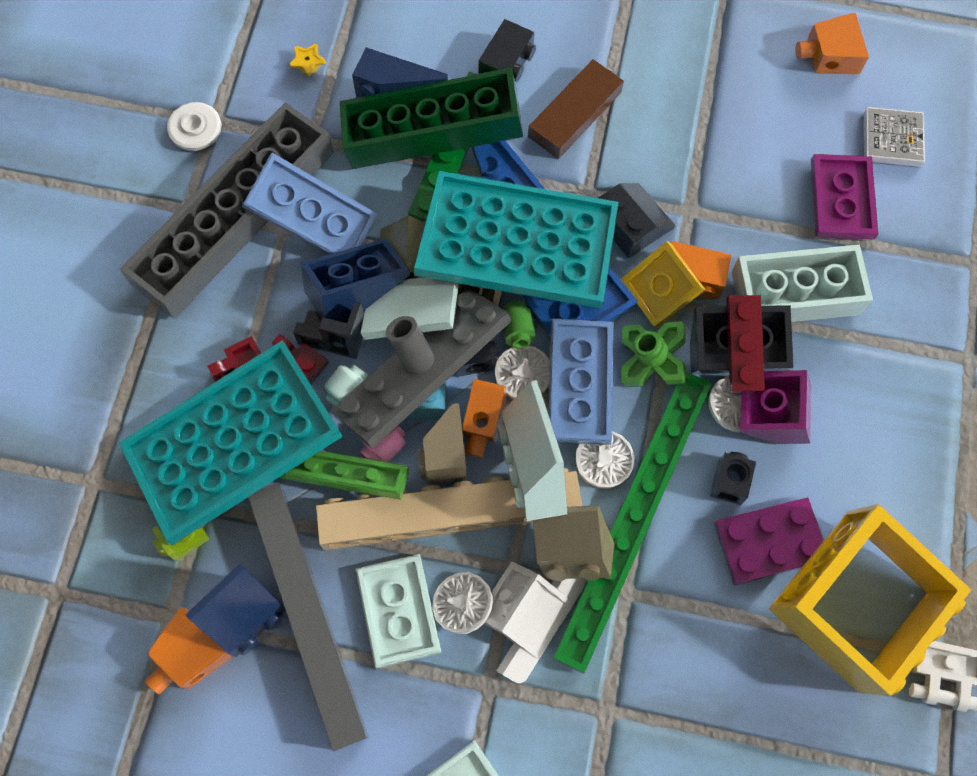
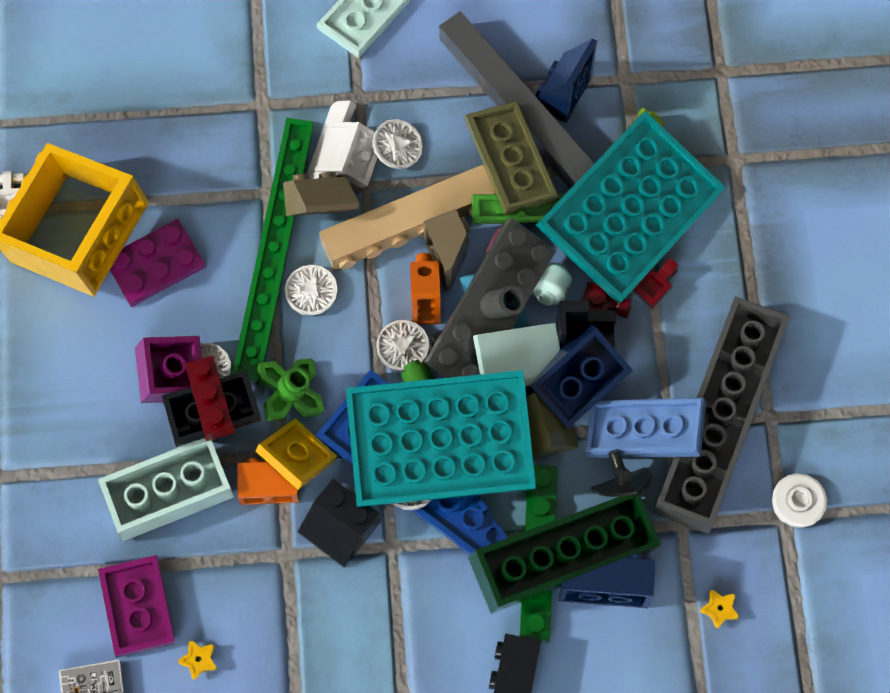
camera: 165 degrees right, 0 degrees up
(183, 655) = (608, 49): orange torso -> none
(340, 529) = (511, 157): none -> olive tile
(351, 169) = (626, 482): none -> pearl dark grey shield
(398, 611) = (442, 127): light aqua tile -> none
(534, 456) = (371, 249): light aqua slope -> none
(575, 108) = (427, 629): reddish brown piece -> none
(581, 381) = (347, 340): medium blue tile -> none
(726, 489) = (192, 289): black brick -> none
(789, 146) = (206, 662): none -> yellow plate

